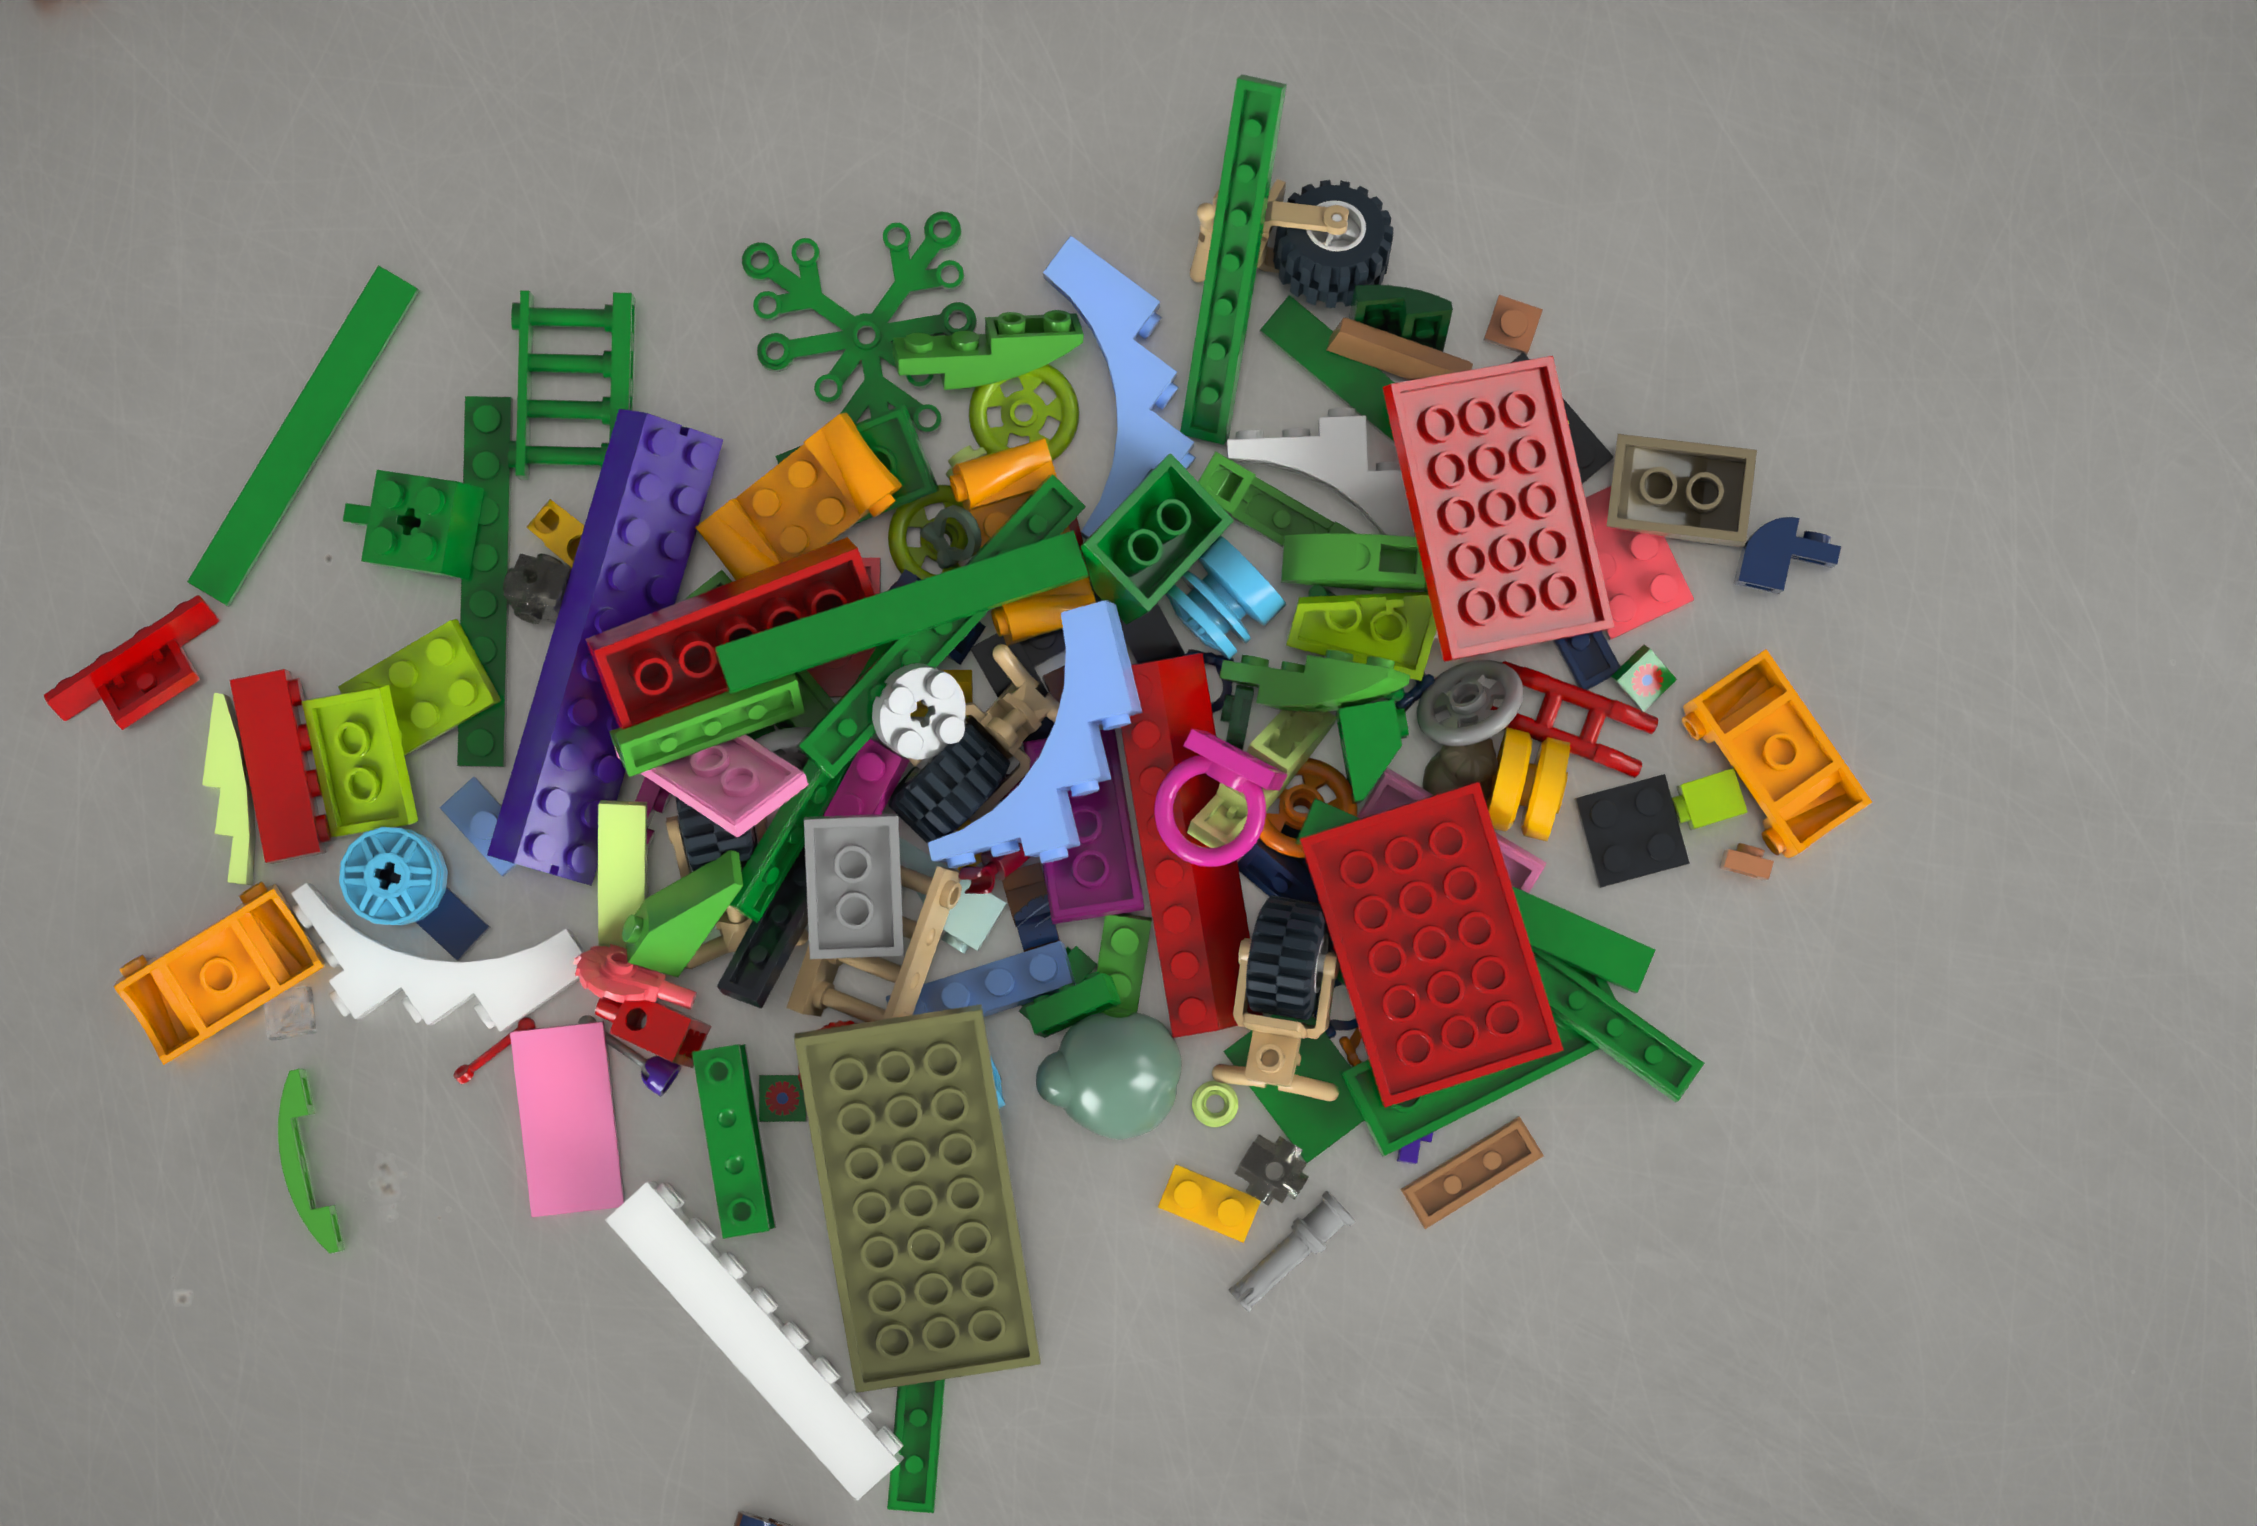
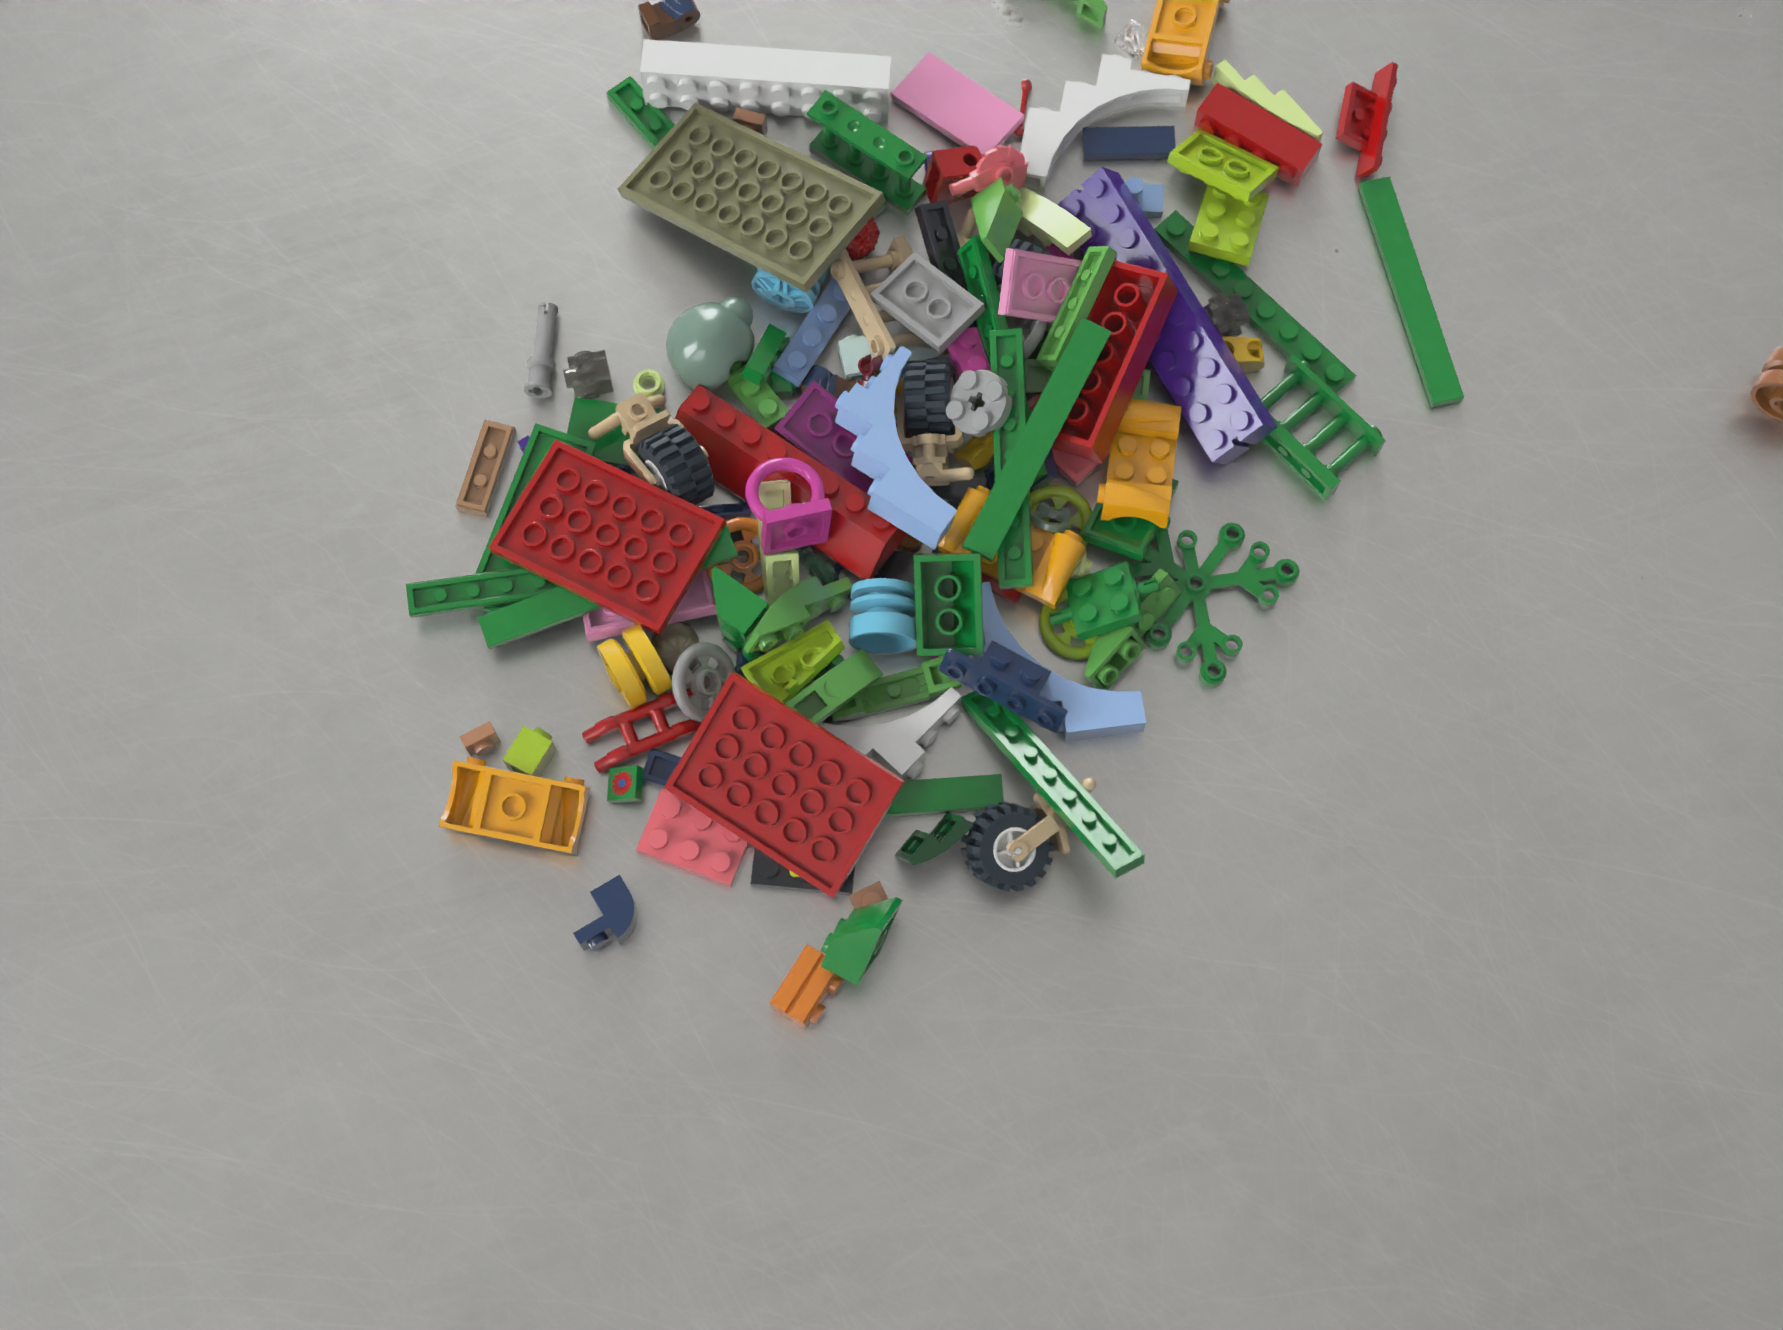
camera: 135 degrees right, 15 degrees down
(415, 859) = (1151, 123): medium azure wheel -> none
(419, 524) = (1312, 292): green hinge -> none
(819, 1312) = (751, 120): none -> nougat plate
(987, 396) = (1104, 601): none -> green plate
(1167, 405) = (1007, 680): none -> dark blue bracket
(1209, 1203) = (612, 336): yellow plate -> none
(1392, 352) = (915, 825): medium nougat tile -> none
(1566, 288) = (859, 939): none -> green slope
(1631, 831) = (559, 704): black plate -> none
(1656, 298) = (805, 989): none -> orange brick
(1682, 490) = (694, 894): dark tan slope -> none

